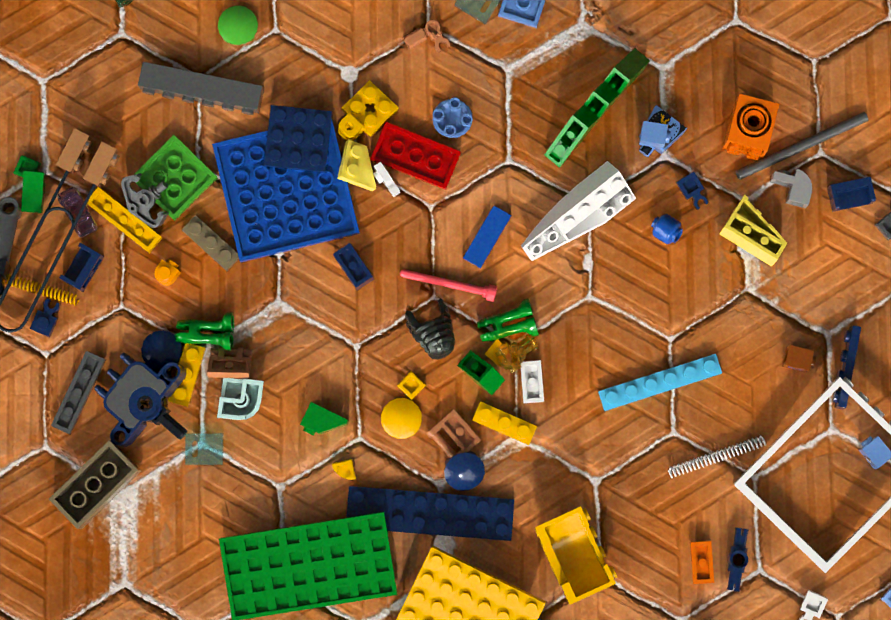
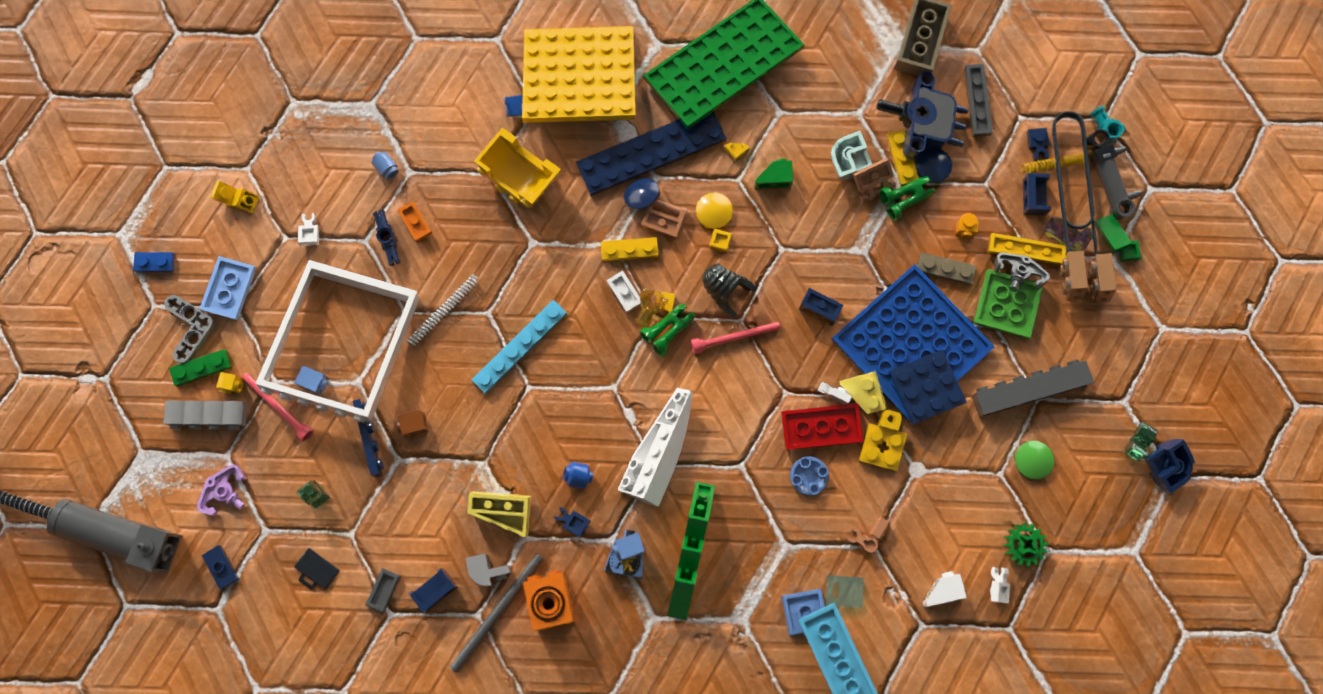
camera: 150 degrees right, 5 degrees down
(209, 449) = (851, 112): clear light blue piece -> none
(481, 372) = (669, 277): green slope -> none
(487, 237) = (725, 391): blue tile -> none

